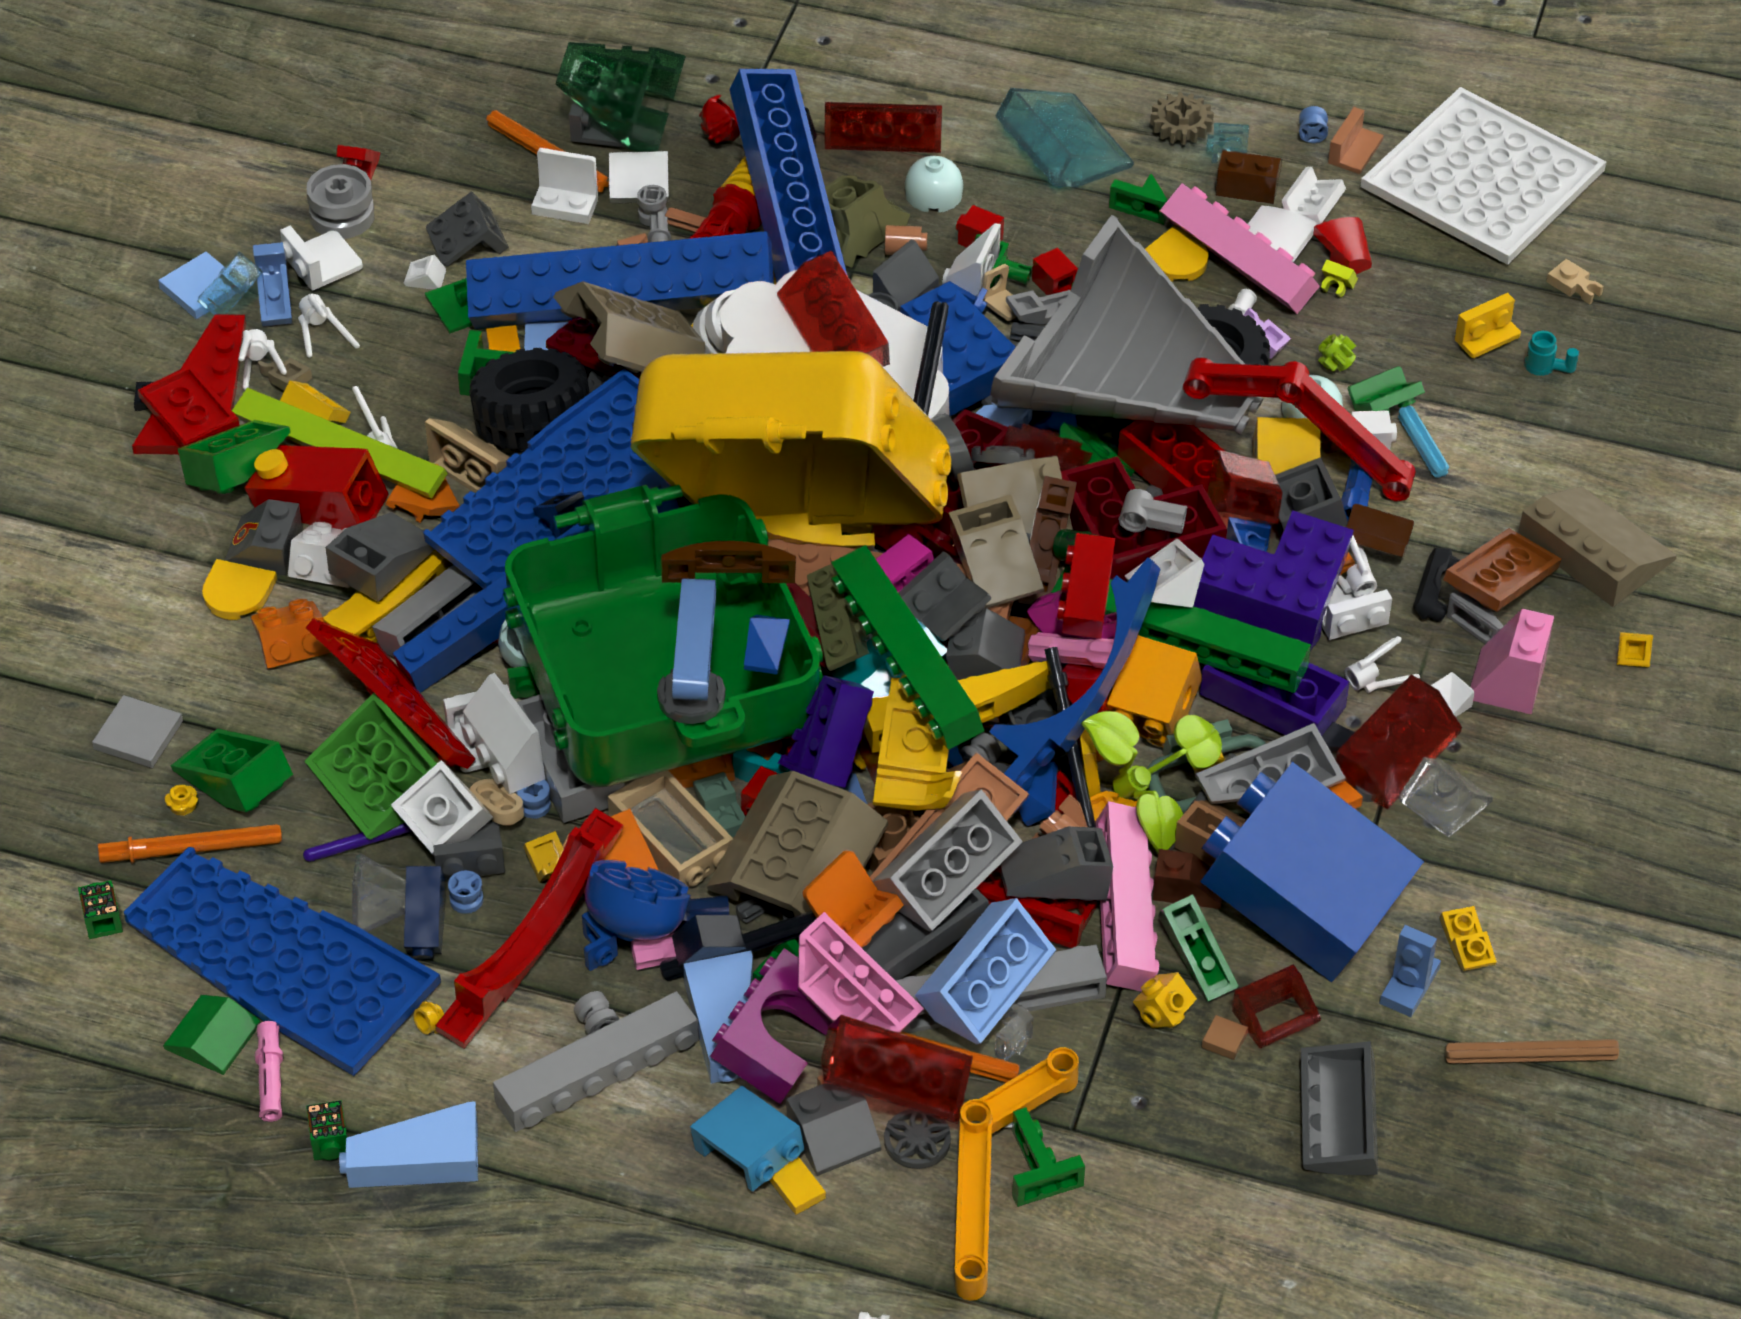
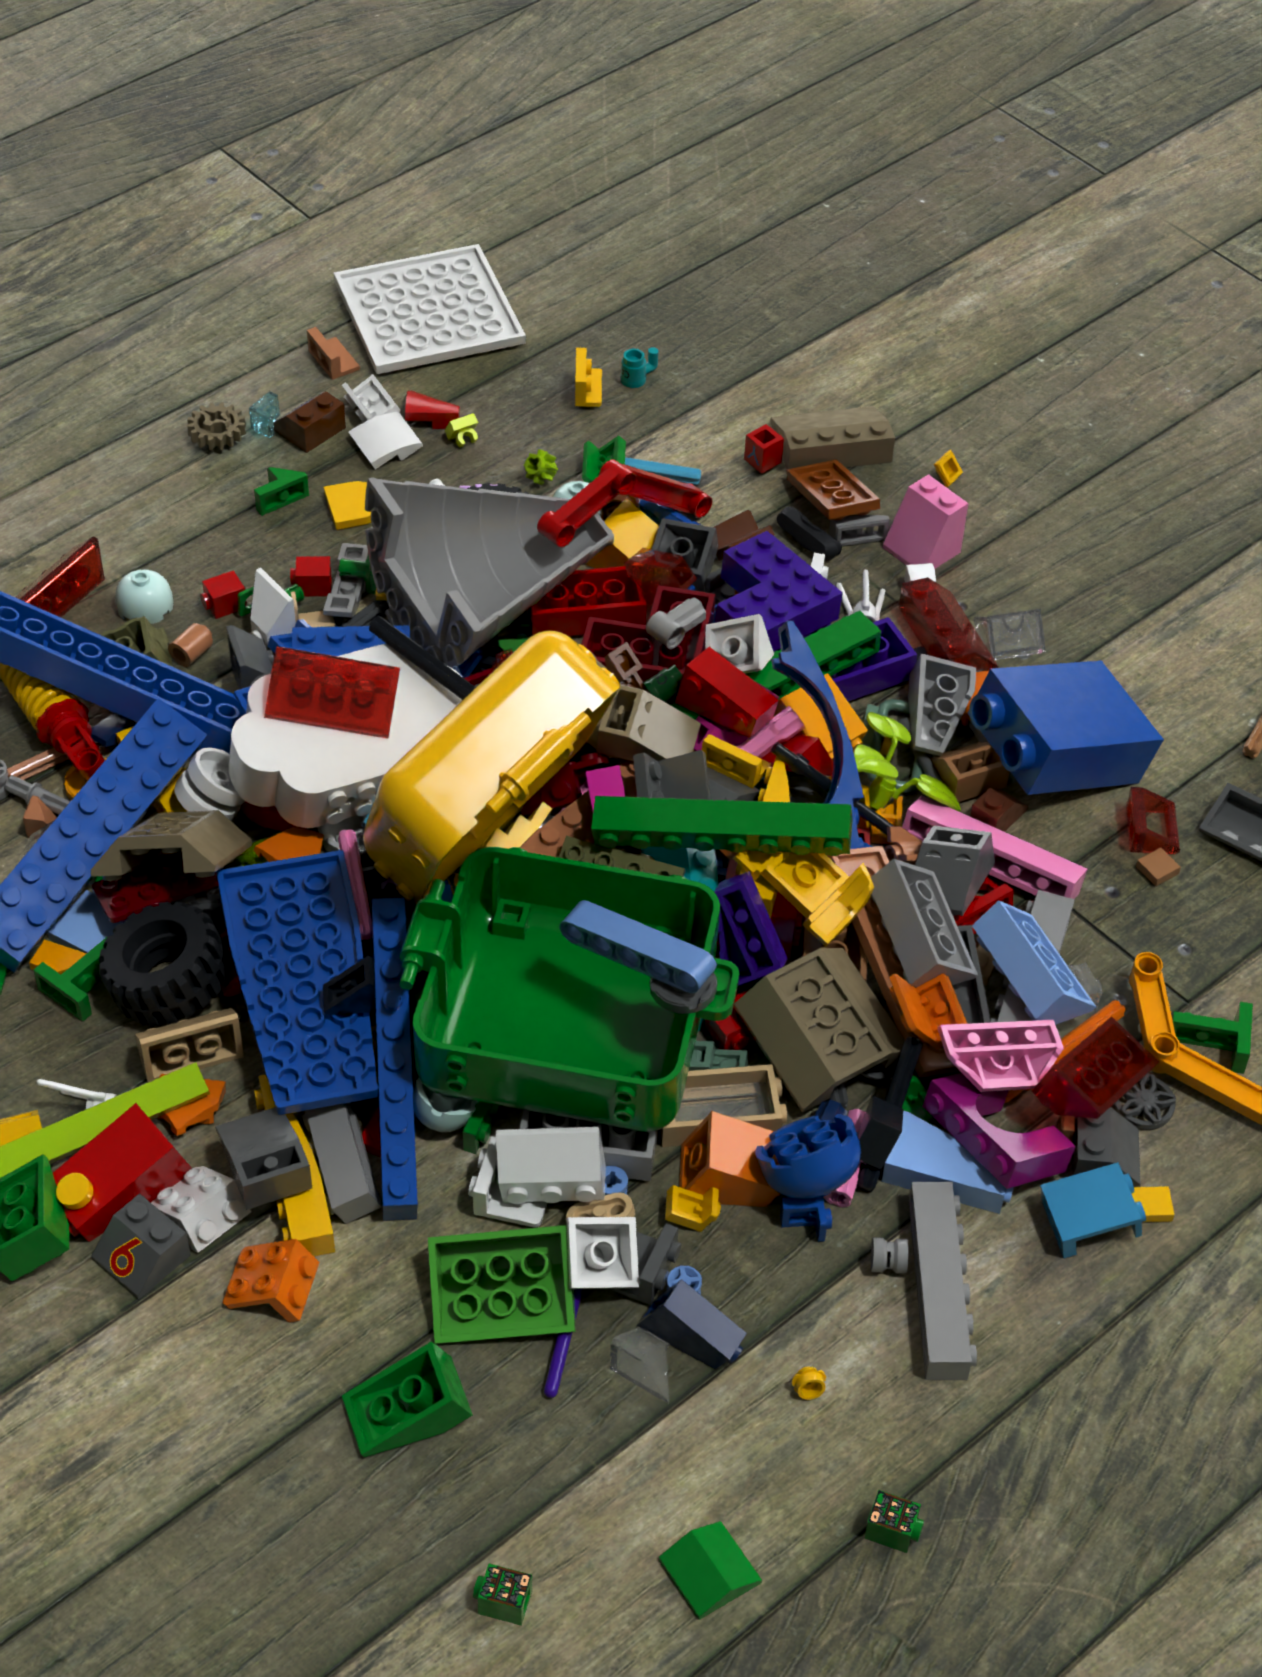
camera: 60 degrees left, 0 degrees up
(137, 731) = (295, 1464): light grey tile -> none
(177, 844) = (446, 1532): orange axle -> none
(182, 805) = (413, 1472): yellow plate -> none
(236, 589) = (180, 1301): yellow tile -> none
(269, 1058) = (749, 1520): bright pink pin -> none
(282, 960) = (661, 1469): blue wing -> none
(388, 682) = (418, 1228): red wing -> none
(415, 1151) = (960, 1455): light blue slope -> none
(496, 979) = (800, 1305): red slope -> none
(728, 557) = (580, 861): reddish brown slope -> none
(765, 643) = (663, 908): blue slope -> none
(1028, 634) = (733, 761): none -> yellow panel
(1061, 137) = (168, 501): clear light blue slope -> none
(1164, 1000) = (1112, 879): yellow brick -> none
(1198, 948) = (1068, 835): green slope -> none
(1240, 248) = (389, 461): bright pink brick -> none
(1313, 124) = (294, 363): medium blue wheel -> none
(1412, 971) = (1173, 727): medium blue bracket -> none
(1466, 938) = (1158, 691): yellow slope -> none
(1514, 494) = (763, 448): none -> red brick
(1571, 279) = (569, 321): tan plate -> none

